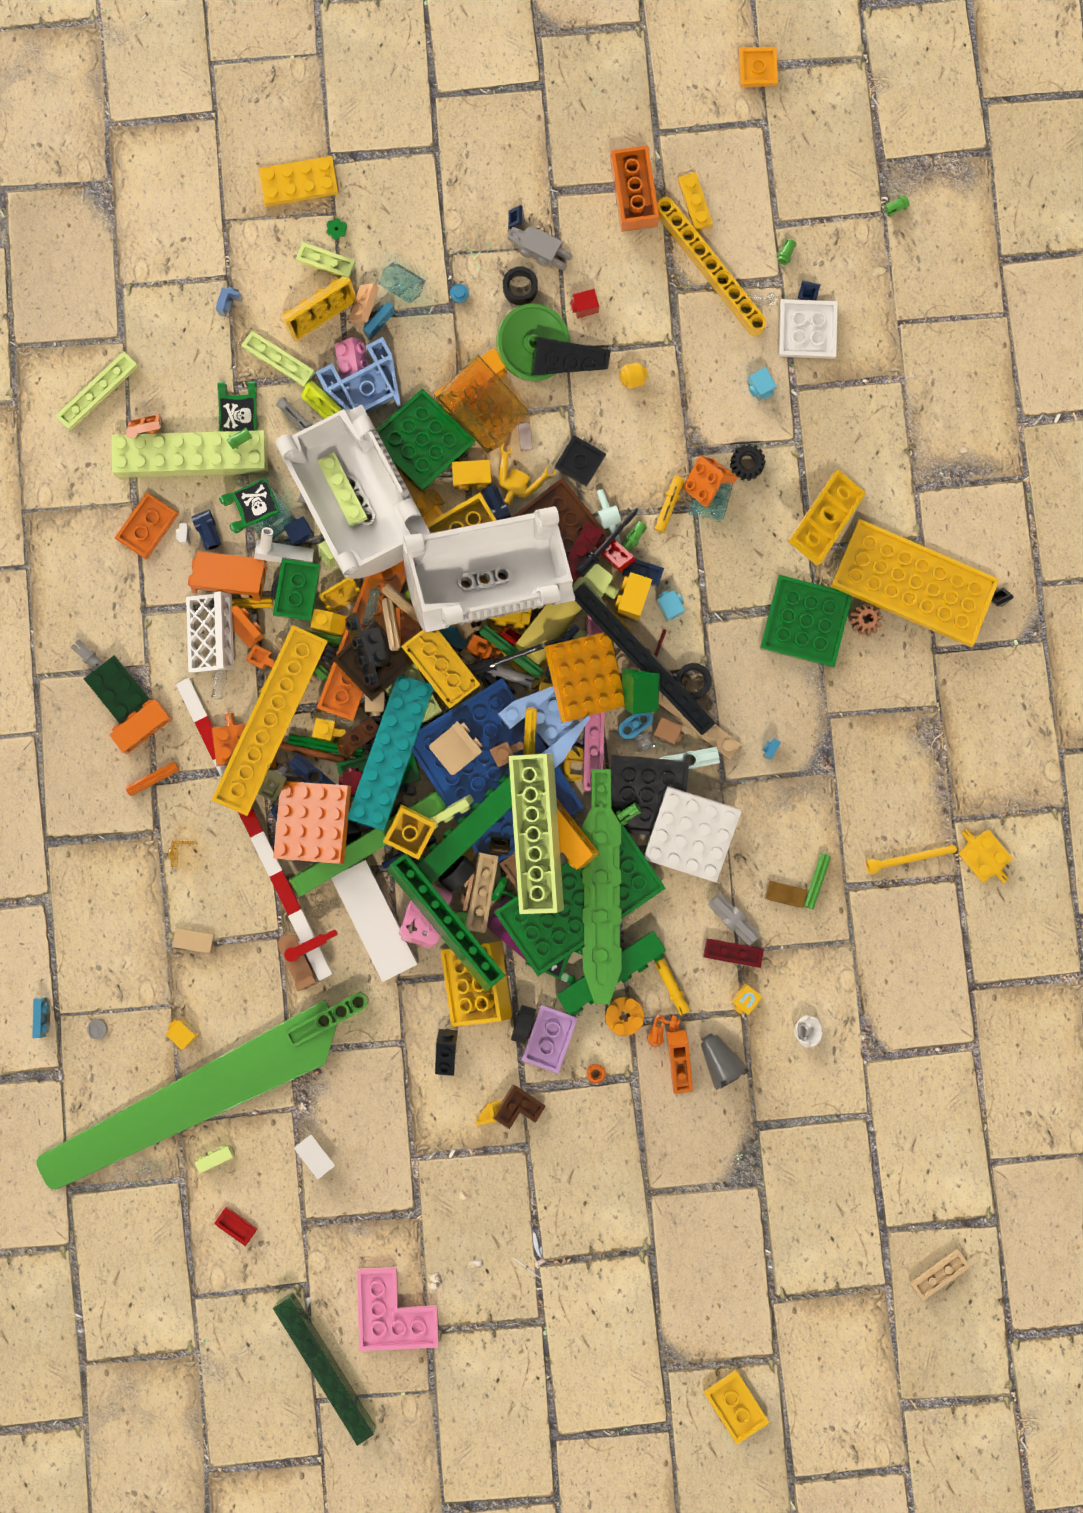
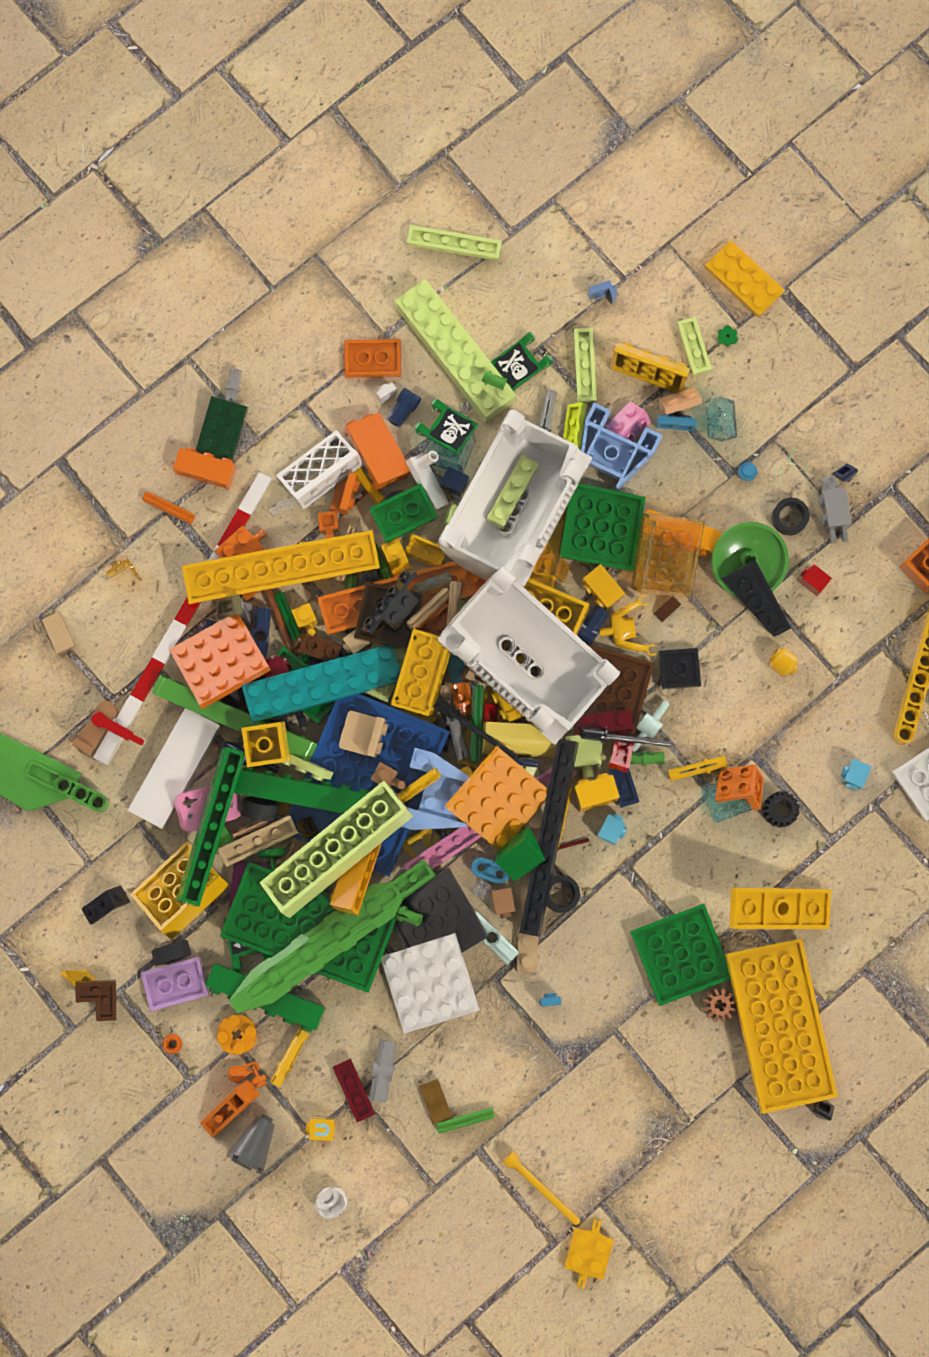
camera: 55 degrees right, 5 degrees down
(145, 424) = (453, 299): orange plate -> none

